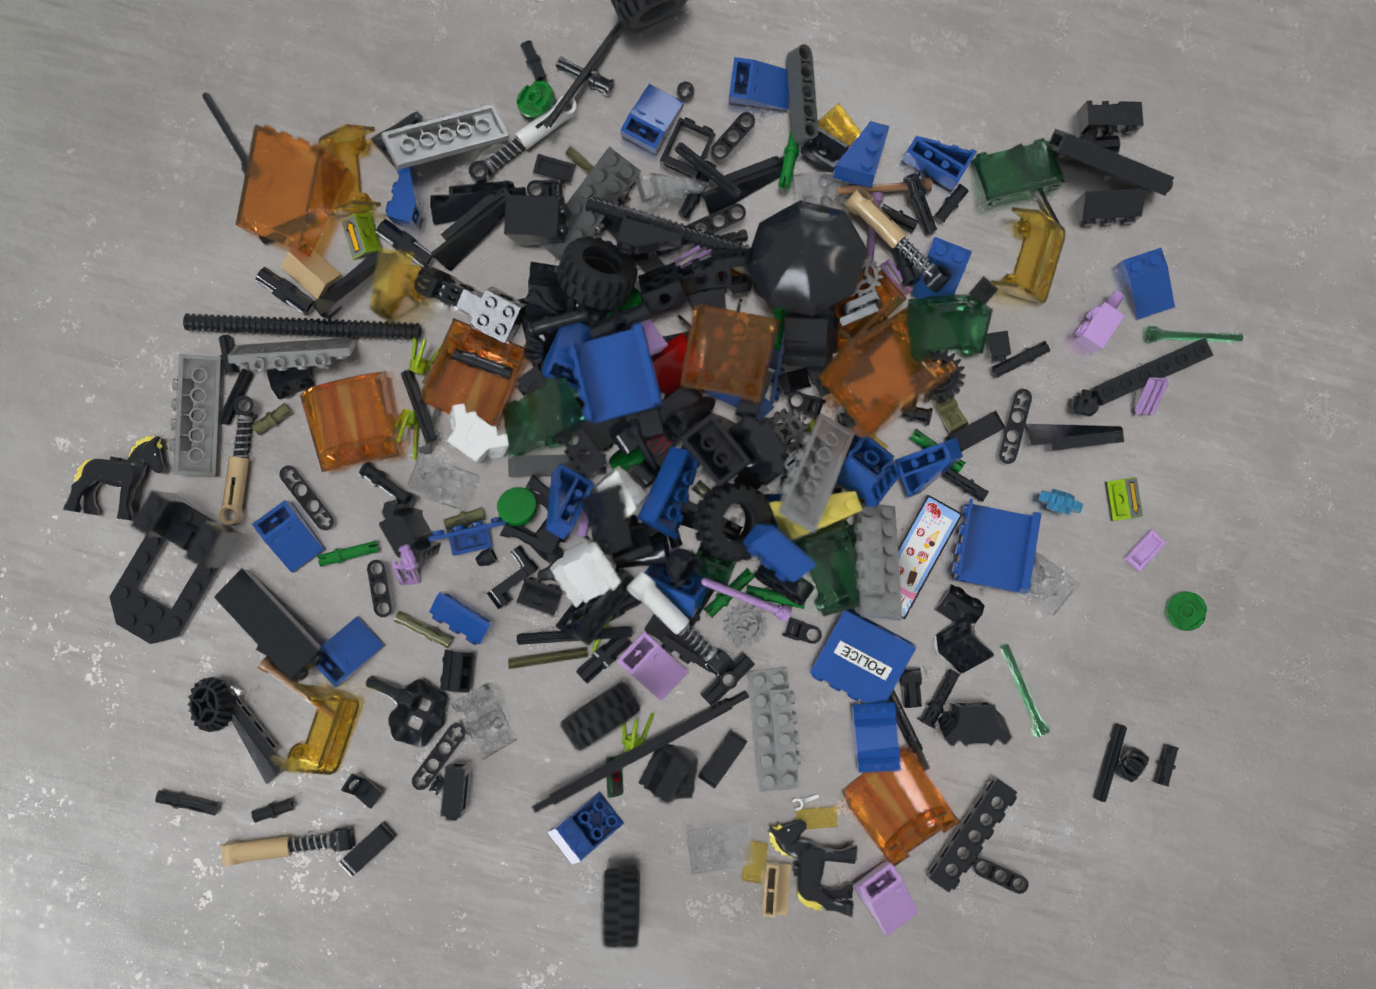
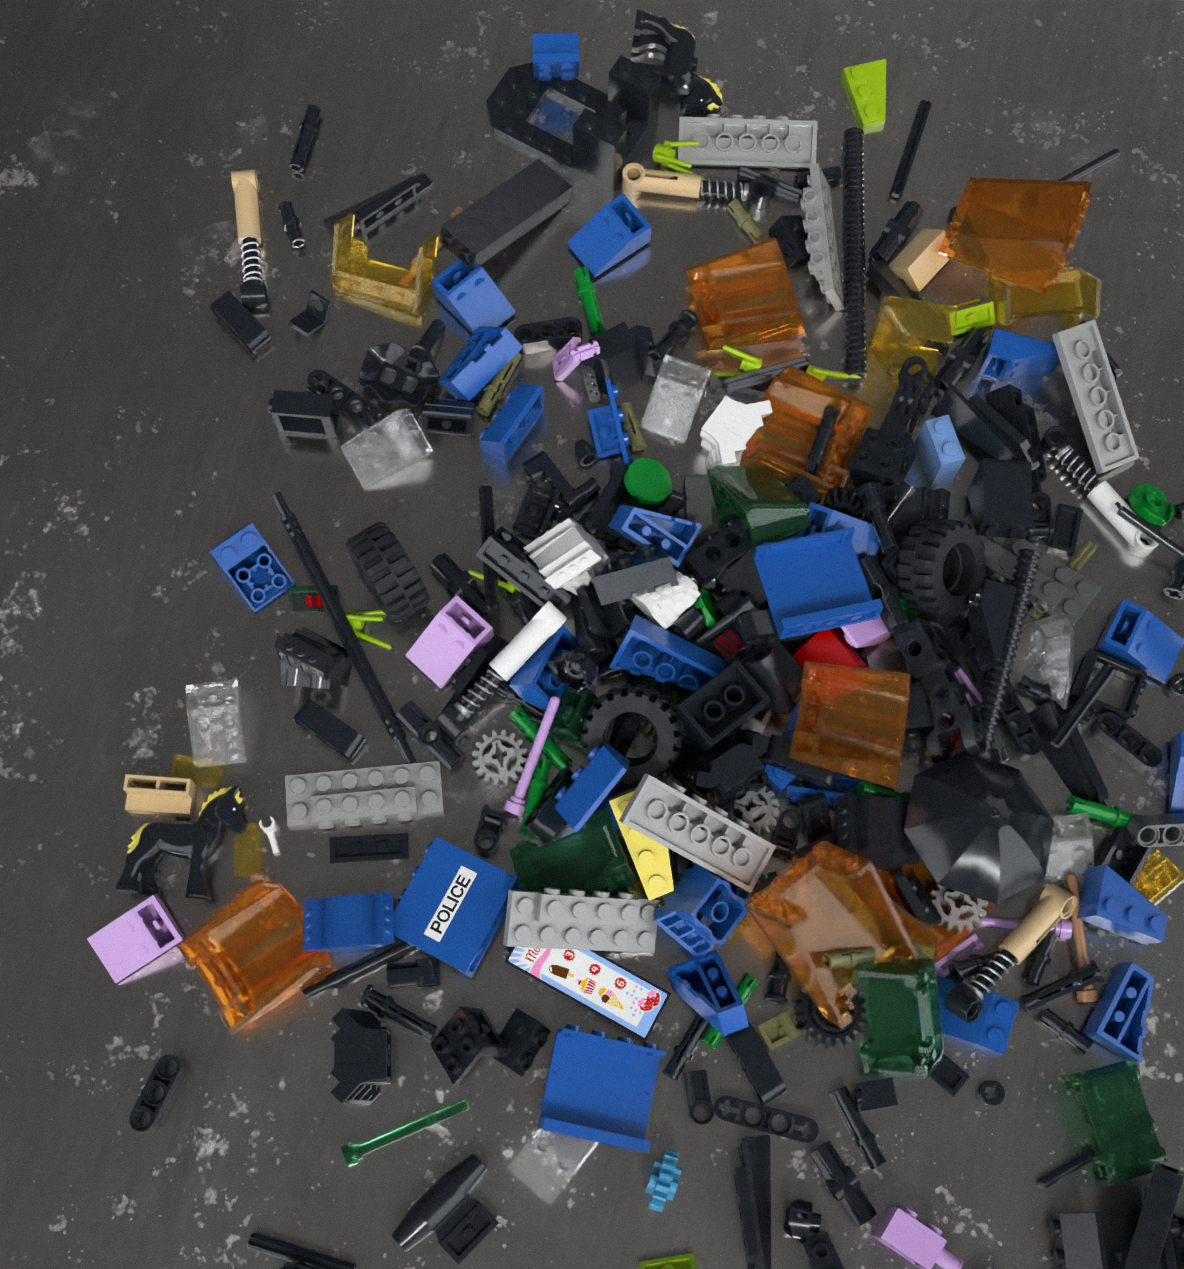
camera: 90 degrees right, 15 degrees down
(112, 583) = (555, 56): none -> blue bracket
(142, 307) = (868, 92): none -> lime wing
(201, 273) = (910, 149): none -> black axle
(208, 486) = (666, 155): none -> lime plant
(211, 704) = (416, 157): black gear -> none
(307, 498) = (654, 259): black beam -> none
(408, 646) = (479, 361): none -> blue wedge
(492, 267) = (939, 451): none -> medium blue brick
(547, 658) = (462, 523): olive axle -> none
(620, 908) = (148, 596): black tyre -> none
(815, 724) = (369, 848): none -> black tile
(905, 362) = (848, 957): none -> olive pin
(972, 822) = (154, 1023): black brick -> none
(998, 475) = (698, 1095): none -> black piece
(1001, 260) = (990, 1084): none -> black bush
(1036, 258) = (998, 1152): clear yellow windscreen -> none
(1060, 372) = (843, 1184): none -> black piece
(1081, 656) = (449, 1212): none -> black plate

